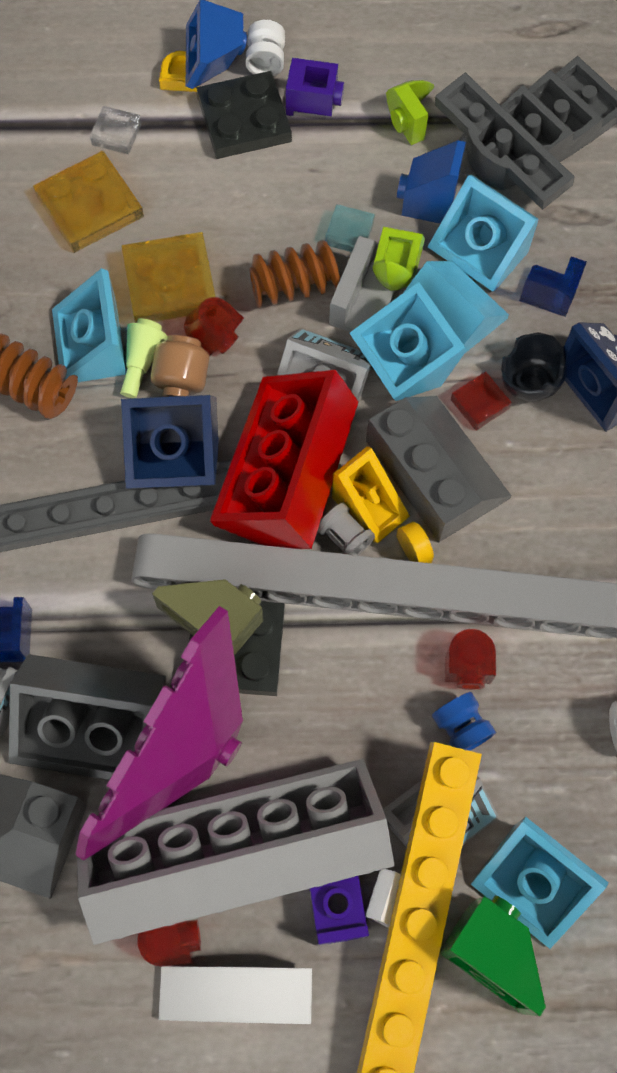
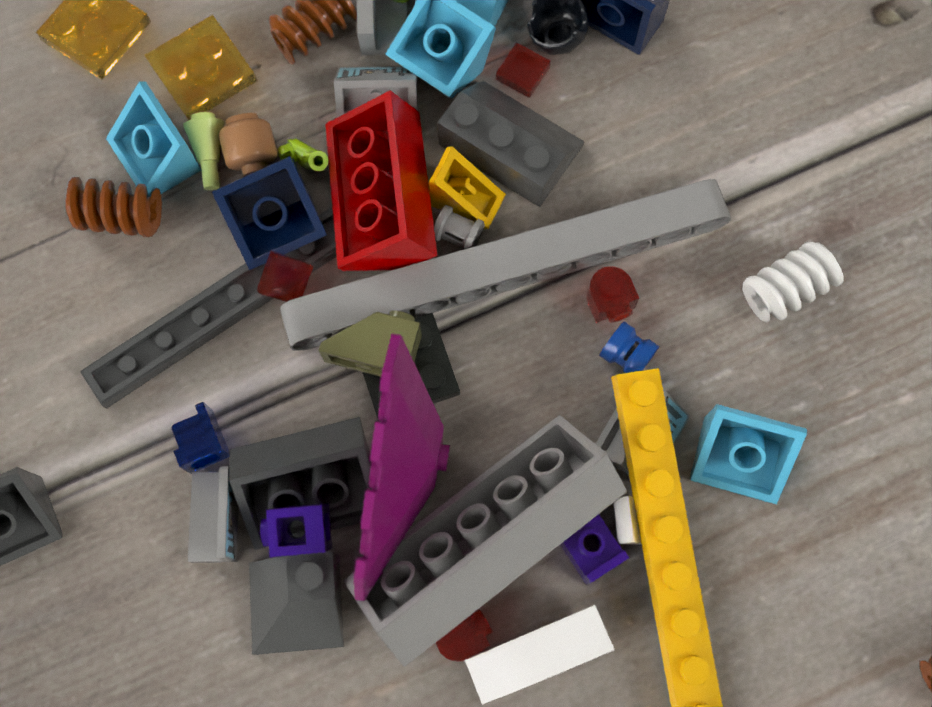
camera: 20 degrees left, 5 degrees up
(34, 761) = (277, 534): none -> dark purple brick
(156, 509) = (284, 277): none -> clear red tile
(213, 325) = (261, 94): clear red plate -> none
(231, 400) = (303, 154): none -> lime arm
(415, 543) = (521, 215): yellow tile -> none
(497, 953) = (740, 525): green slope -> none

